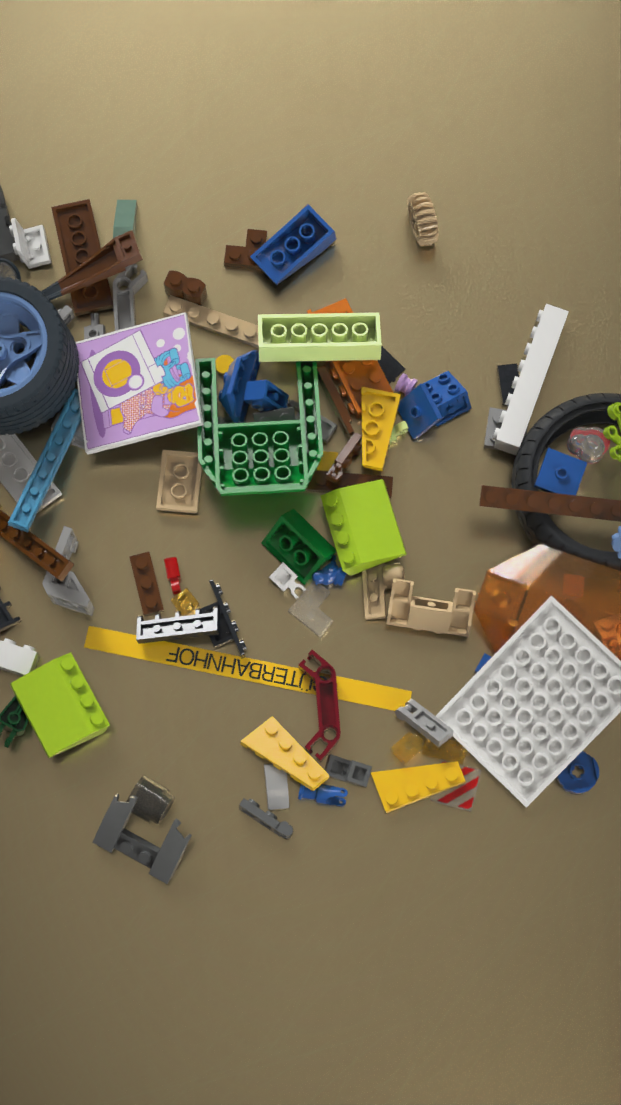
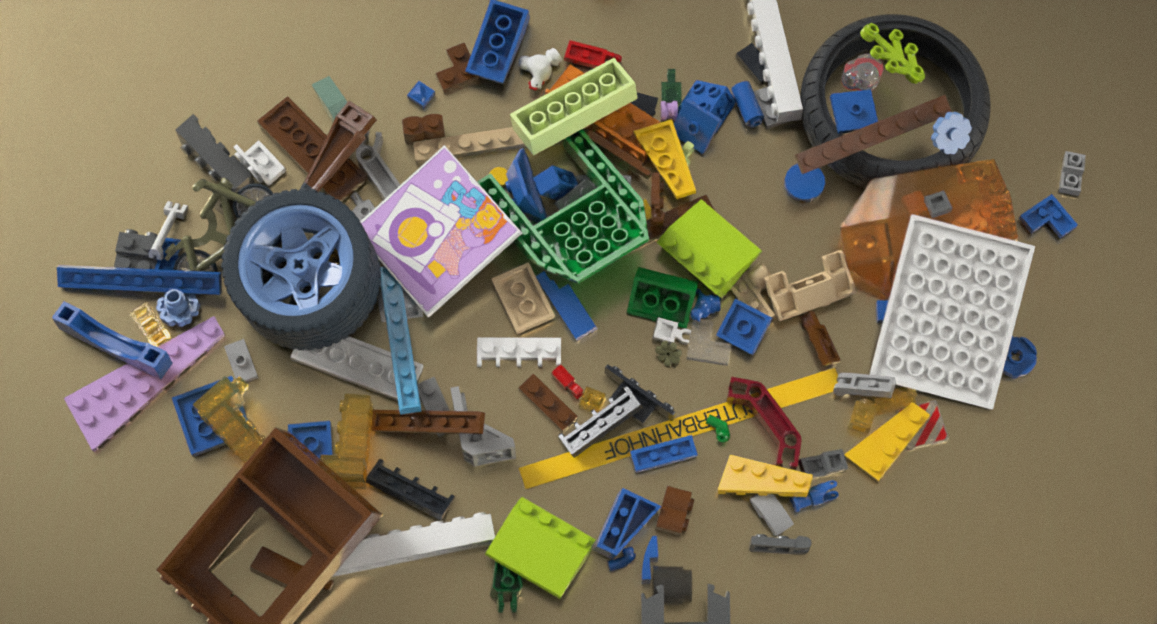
camera: 30 degrees left, 5 degrees down
(52, 525) = (432, 397): none -> light grey plate
(125, 756) = (624, 561): none -> blue arm
(144, 723) = (623, 522): none -> blue wedge
(150, 524) = (518, 350): none -> white hinge
(151, 763) = (651, 555): none -> blue slope
(194, 738) = (674, 510): none -> reddish brown brick
(203, 257) = (421, 94): none -> blue tile
(214, 513) = (568, 307): none -> blue piece
(216, 683) = (663, 453): none -> blue plate
(274, 598) = (668, 353): none -> olive plant
(279, 688) = (721, 428): none -> green arm
(318, 287) = (540, 67): none -> white animal
(352, 611) = (744, 326): none -> blue plate
(367, 299) = (588, 55): none -> red hinge
(413, 660) = (820, 338): none -> reddish brown hinge
(420, 368) = (671, 90): none -> clear green plate
(479, 416) = (747, 103): none -> blue brick
(485, 518) = (804, 186): none -> blue tile
(580, 599) = (937, 204): none -> dark grey plate

